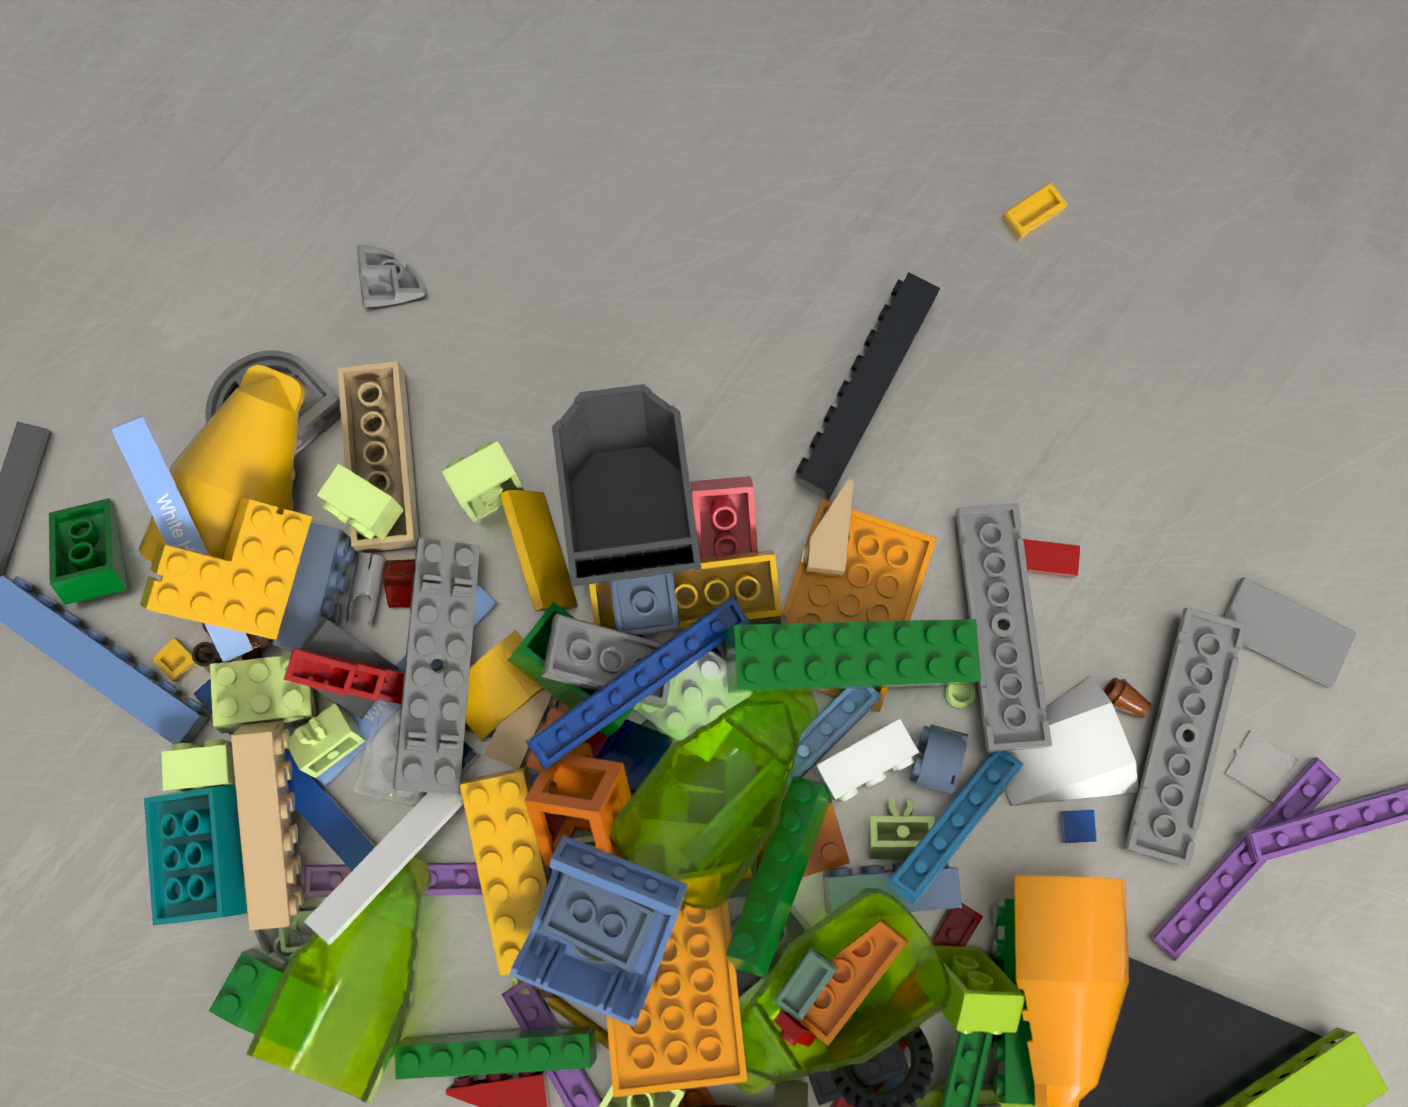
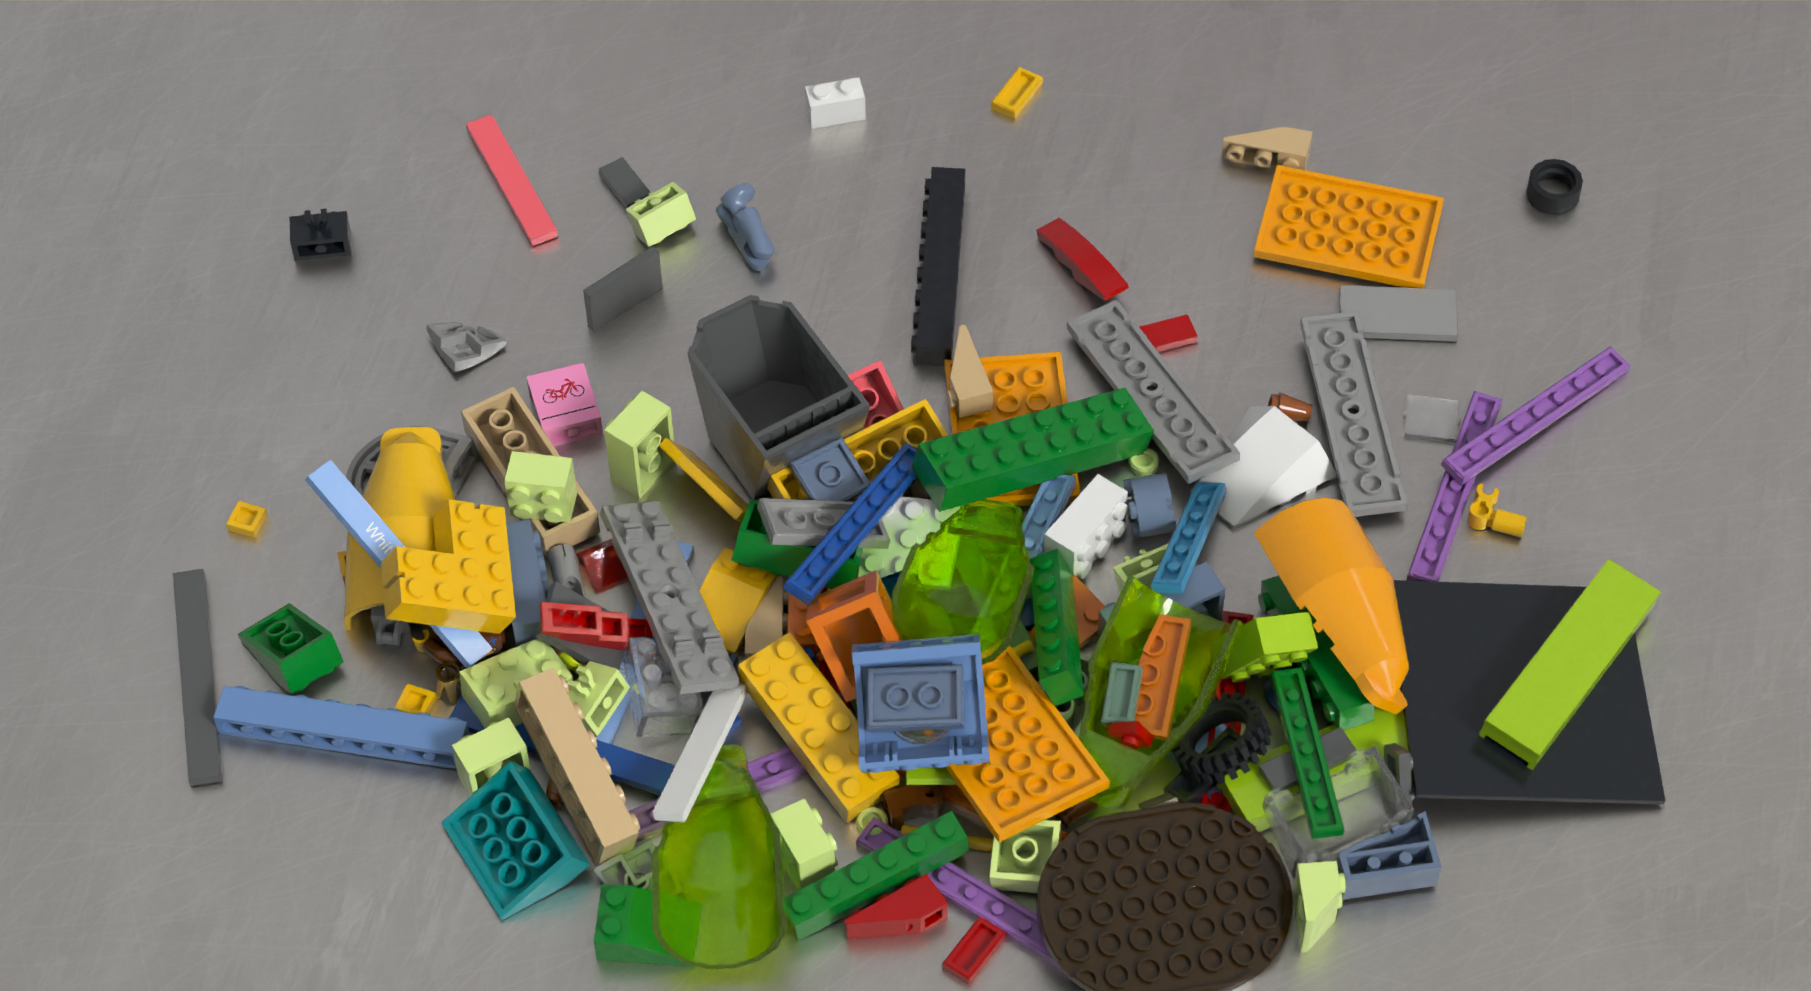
camera: 20 degrees left, 25 degrees down
(109, 388) = (246, 519): none -> yellow tile
(303, 98) = (320, 235): none -> black brick
(444, 390) = (565, 404): none -> bright pink panel
(444, 993) = (806, 847): none -> yellowish green brick
(509, 107) = (512, 180): none -> coral tile
(551, 287) = (623, 289): none -> dark grey tile
(613, 158) = (623, 182): none -> dark grey tile
(626, 212) = (660, 214): none -> yellowish green brick
(701, 264) = (746, 226): none -> sand blue piece
(852, 151) = (835, 103): none -> white brick
(1007, 439) = (1084, 260): none -> red slope
(1257, 902) = (1483, 516): none -> yellow bar
(1260, 391) = (1270, 148): none -> tan slope
(1286, 513) = (1349, 227): none -> light orange plate

